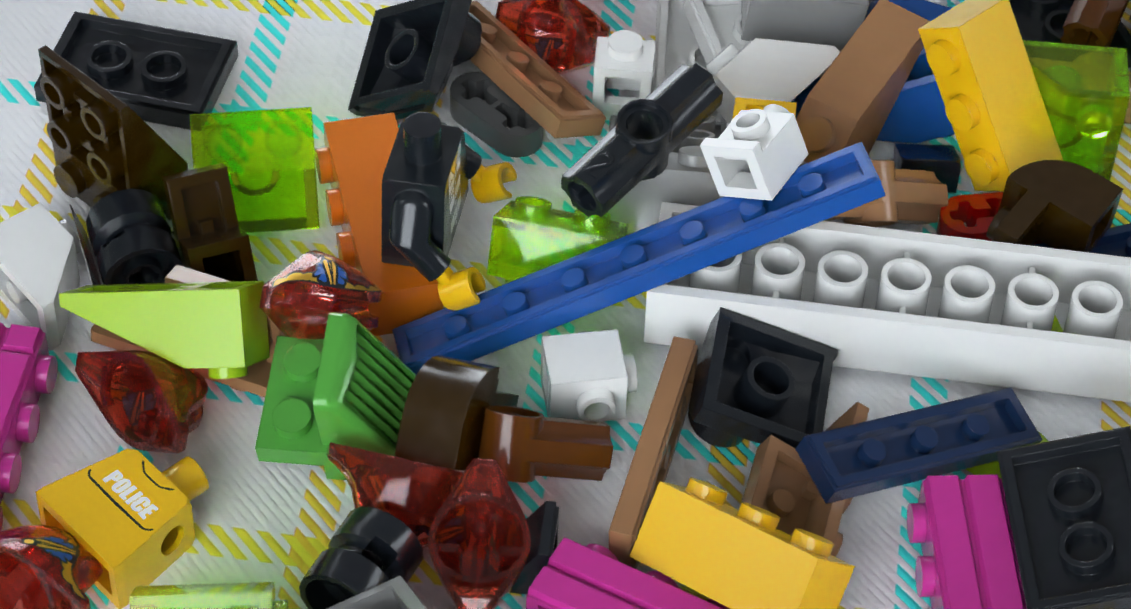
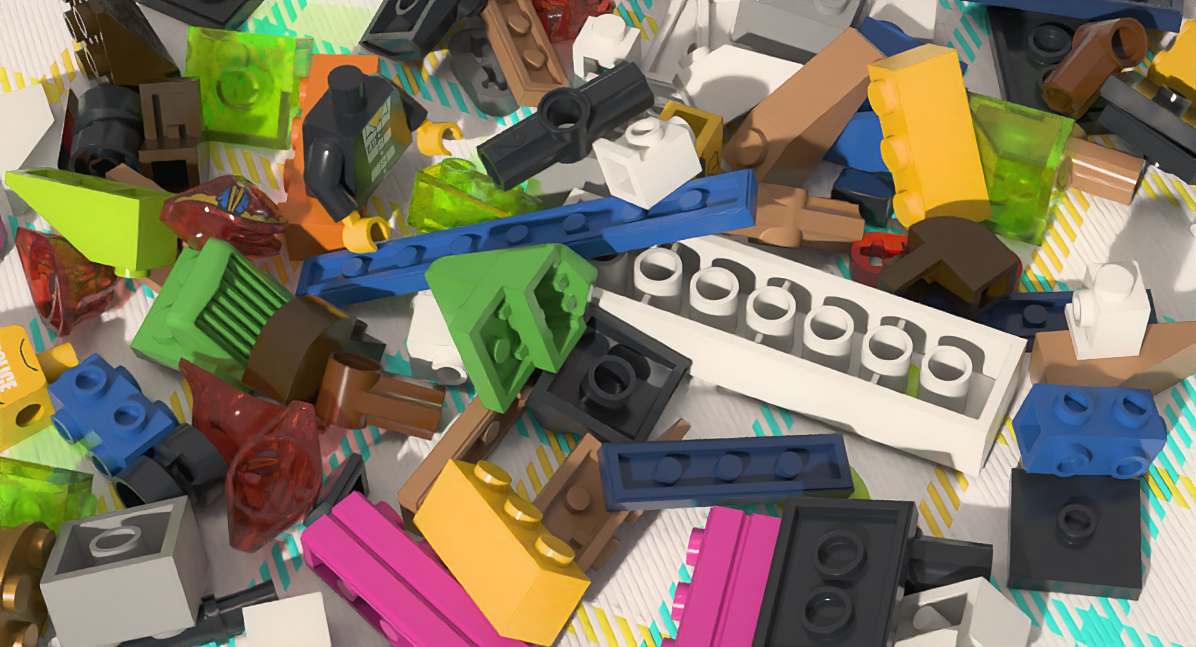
camera: 20 degrees right, 5 degrees up
(262, 524) = (107, 414): none -> blue brick
(665, 323) = (512, 312): none -> bright green piece

